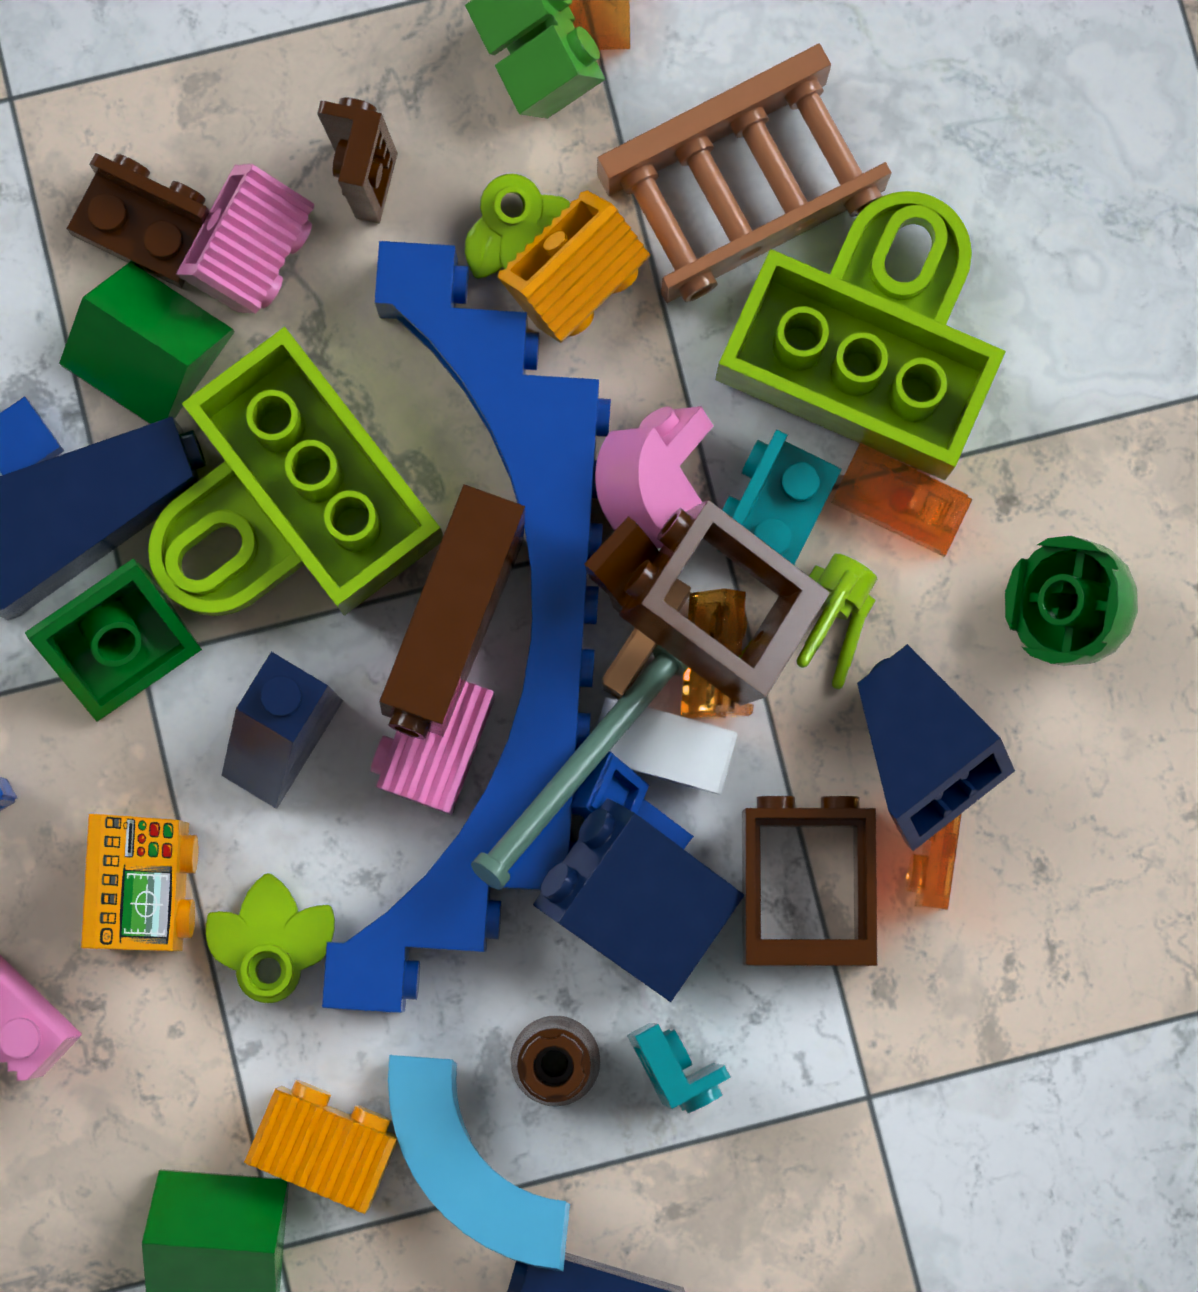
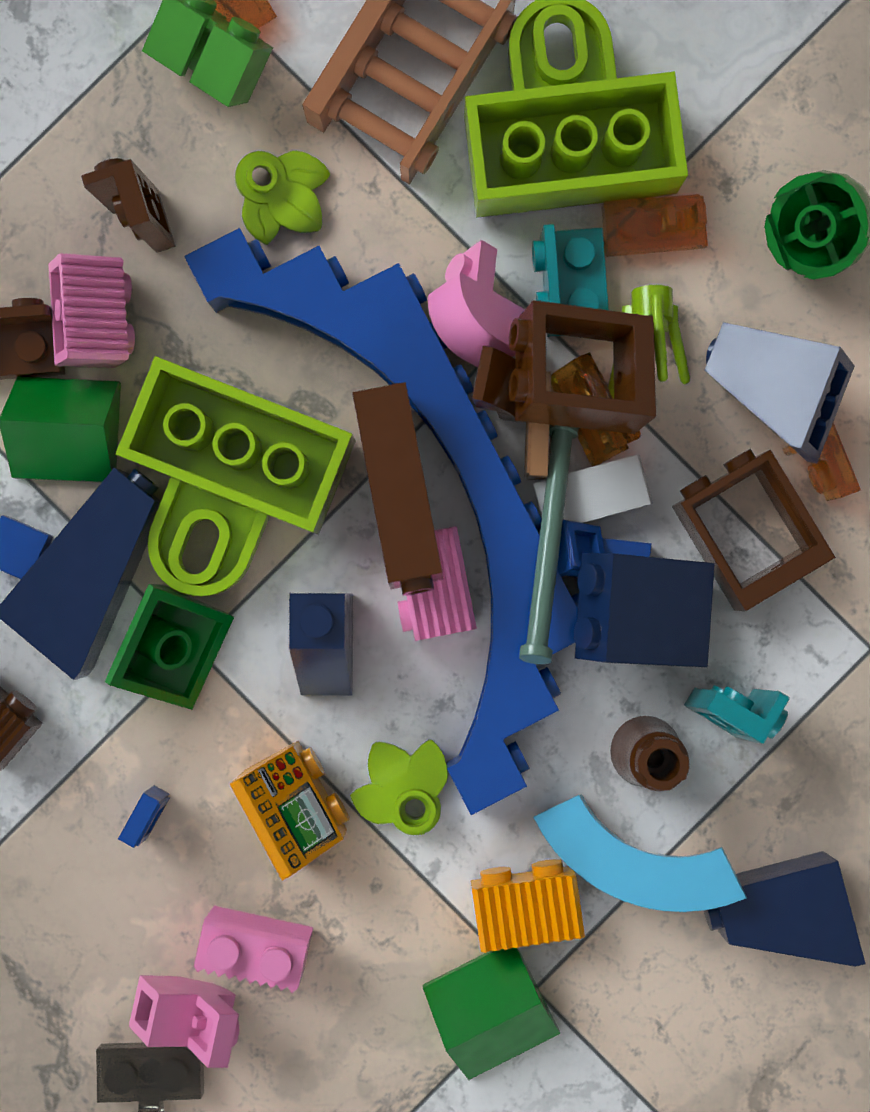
camera: 30 degrees left, 5 degrees up
(574, 266) = (332, 192): light orange brick -> none

